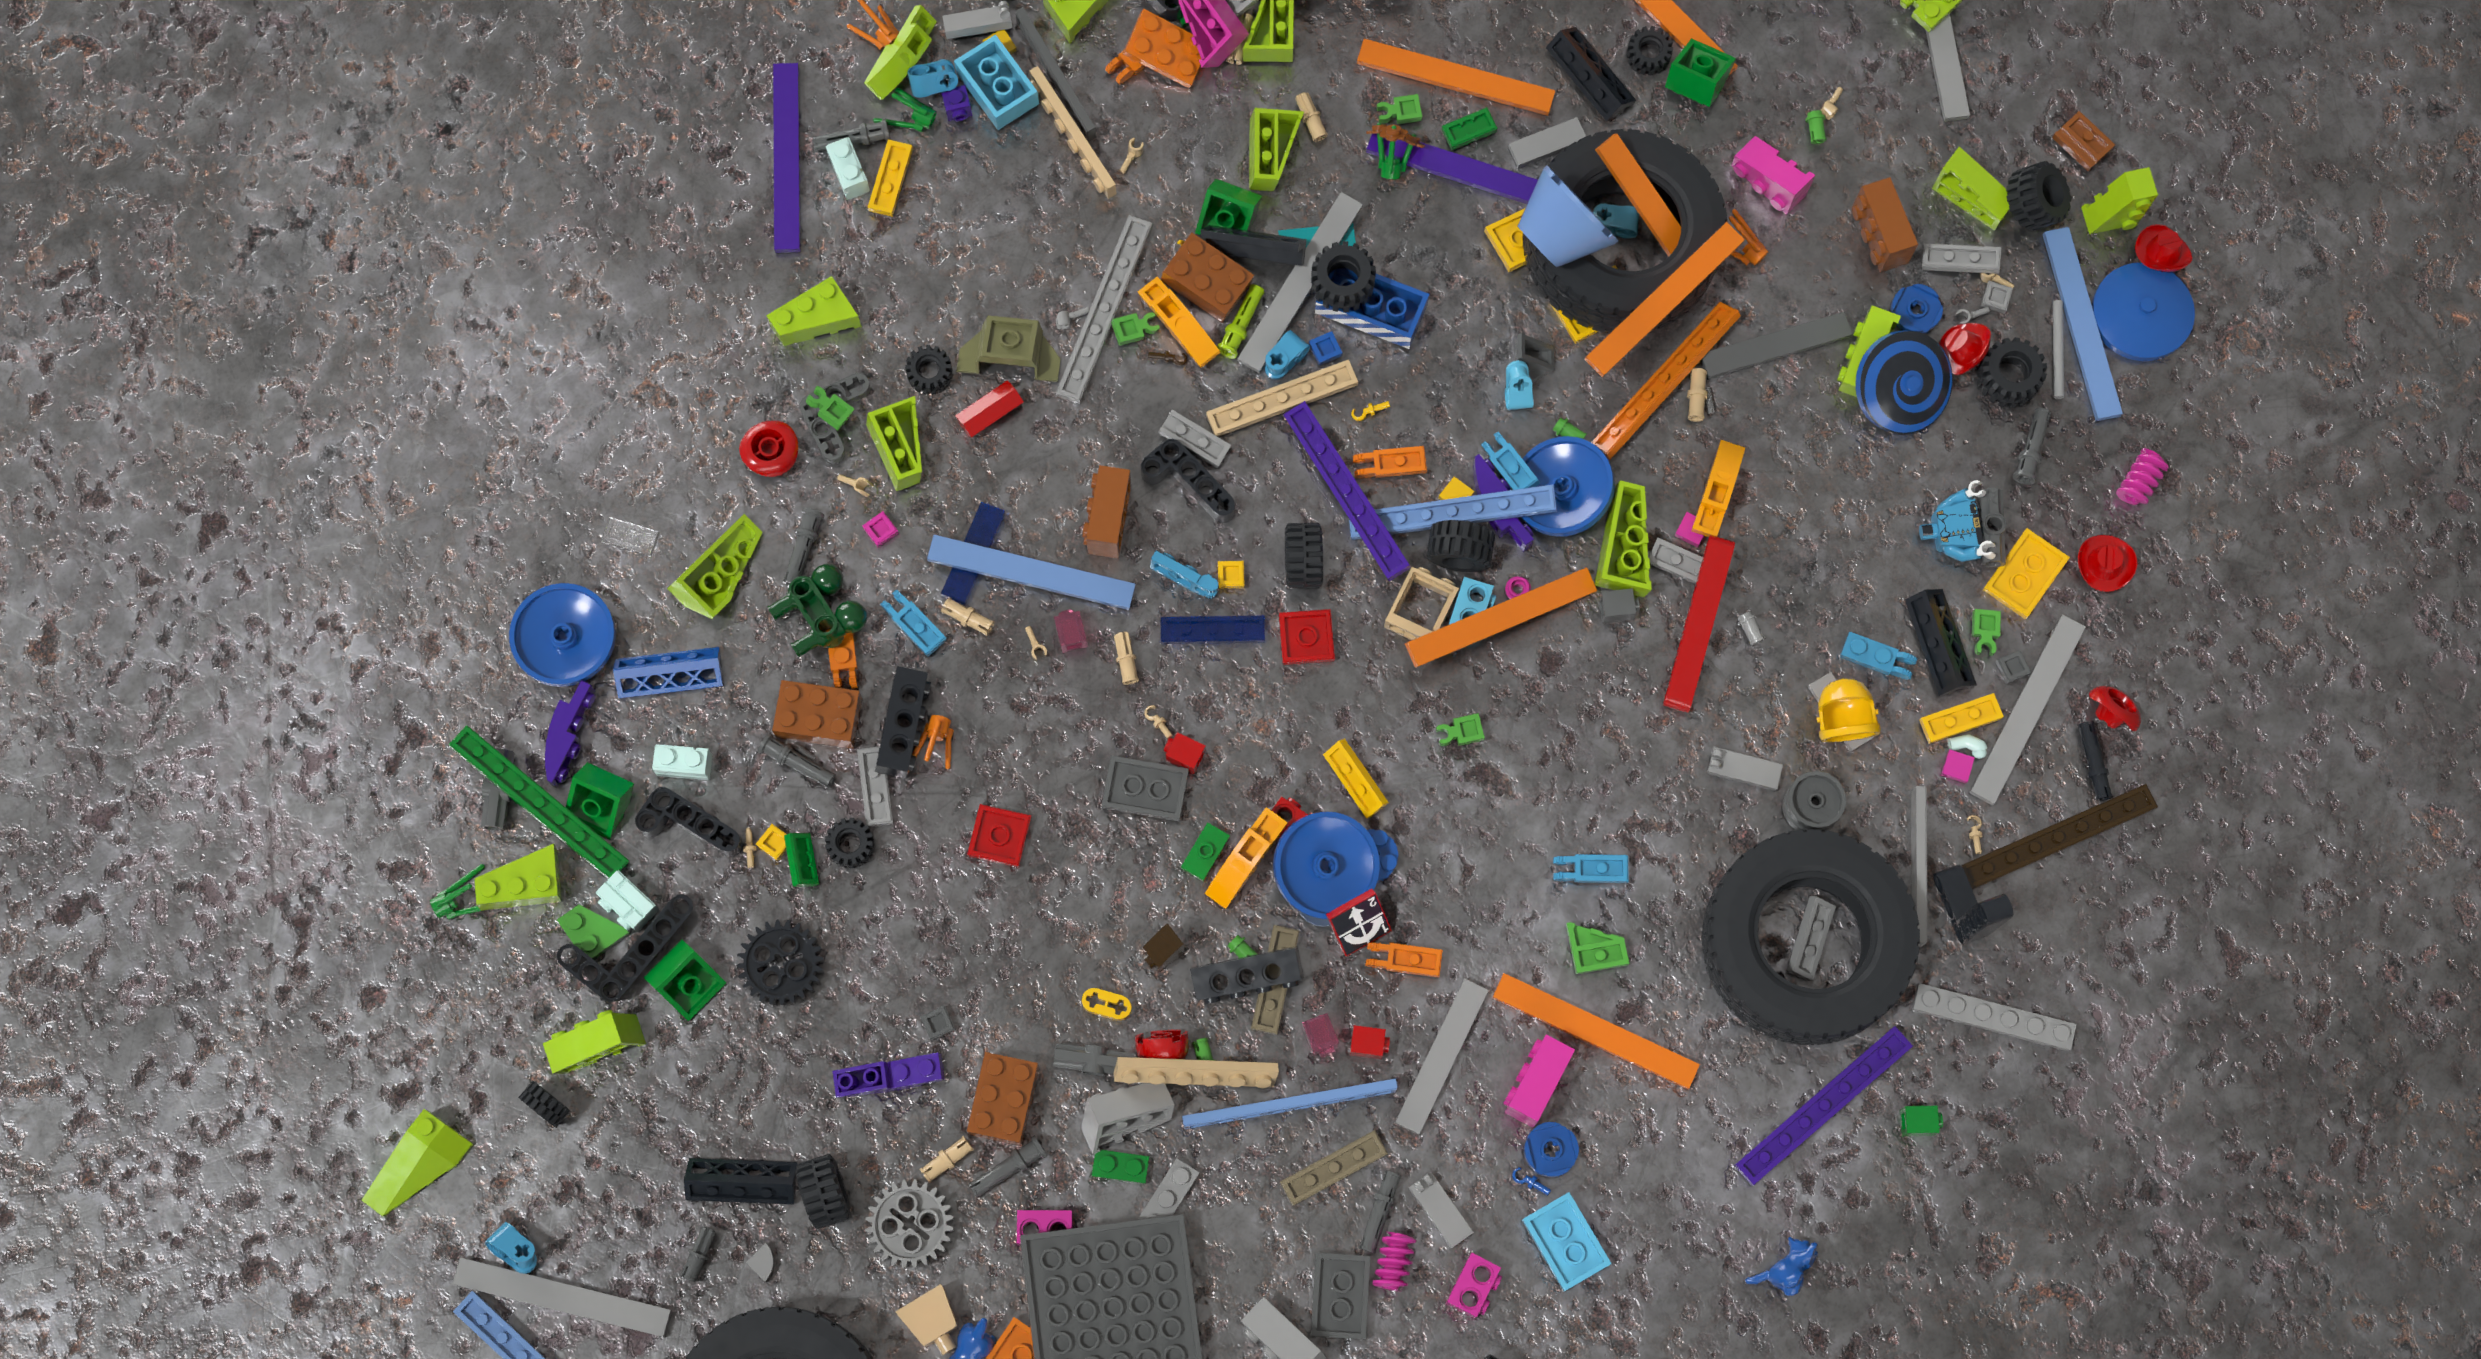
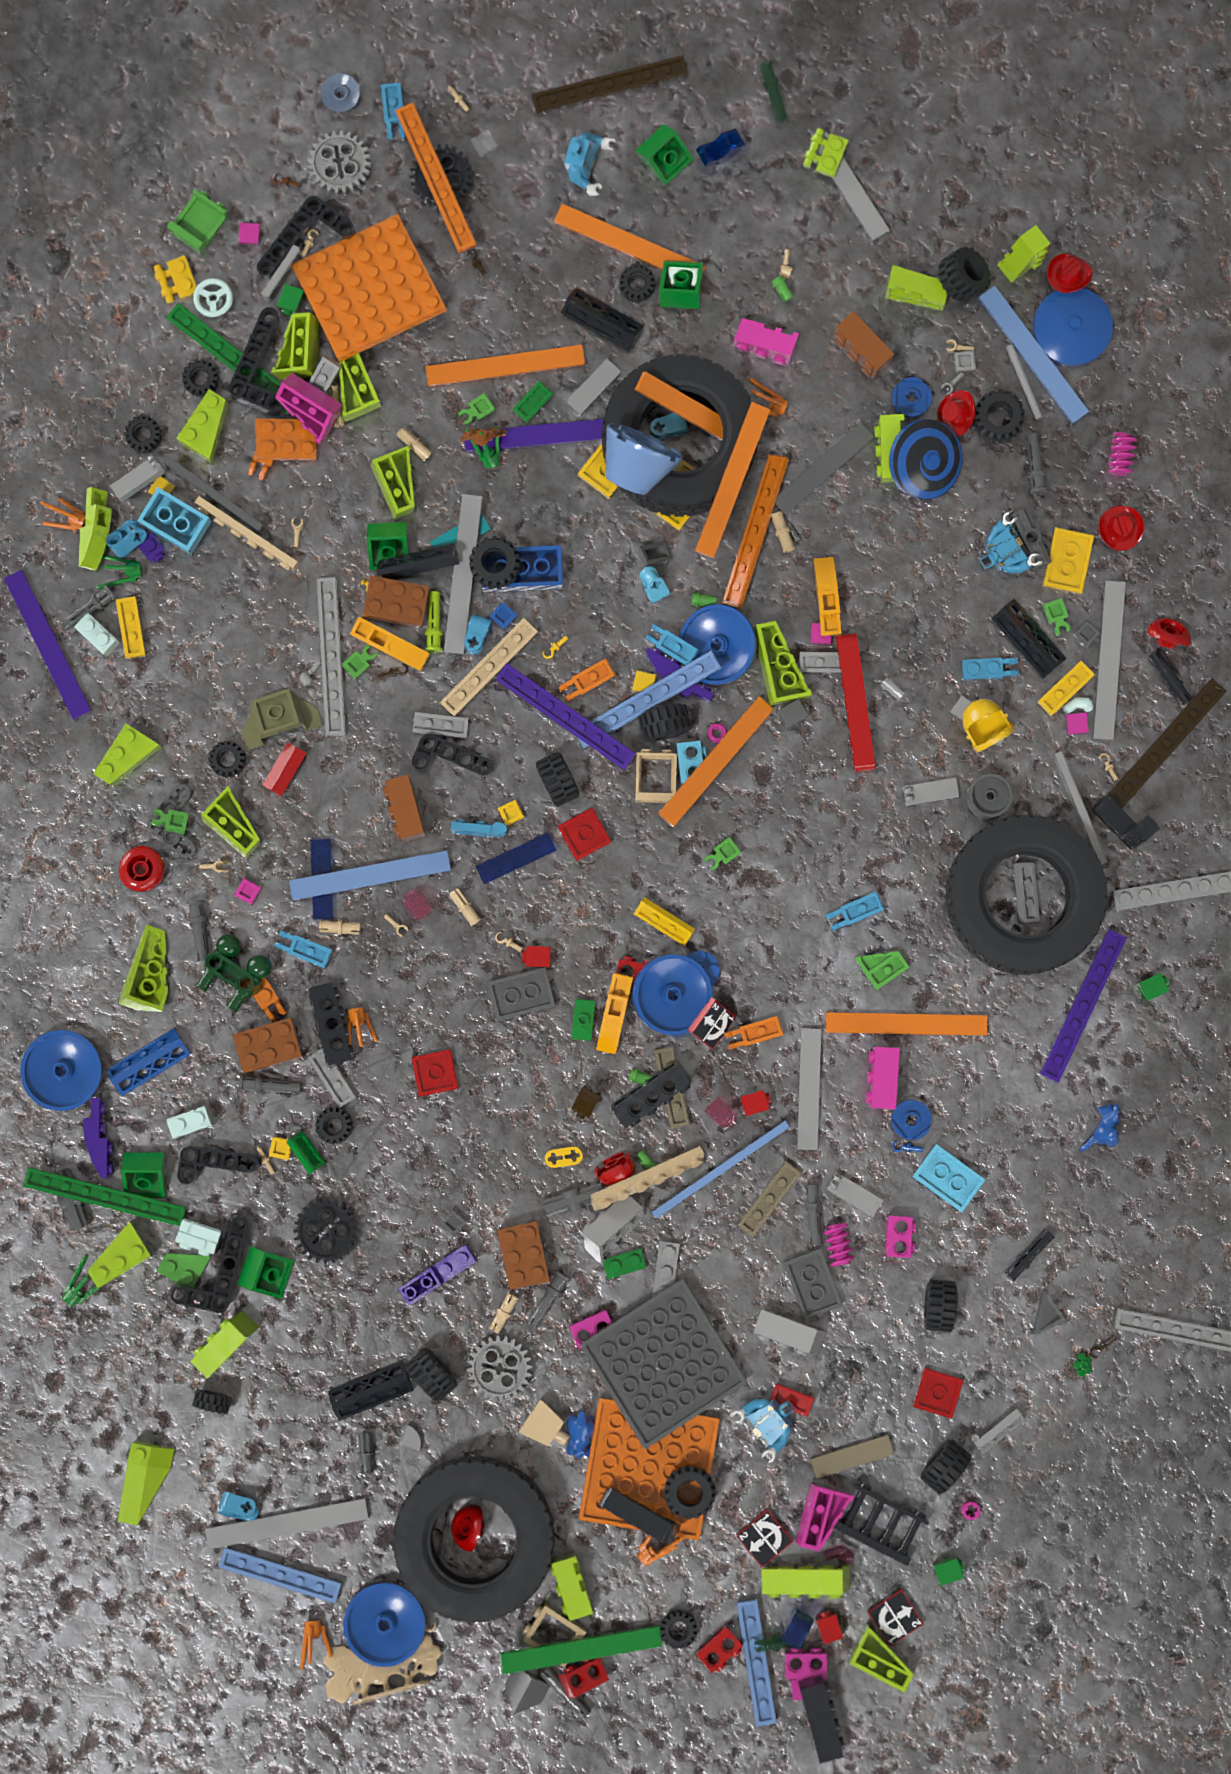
camera: 20 degrees left, 10 degrees up
(1961, 258) = (928, 344): light grey tile -> none
(2083, 141) = (979, 214): dark orange plate -> none

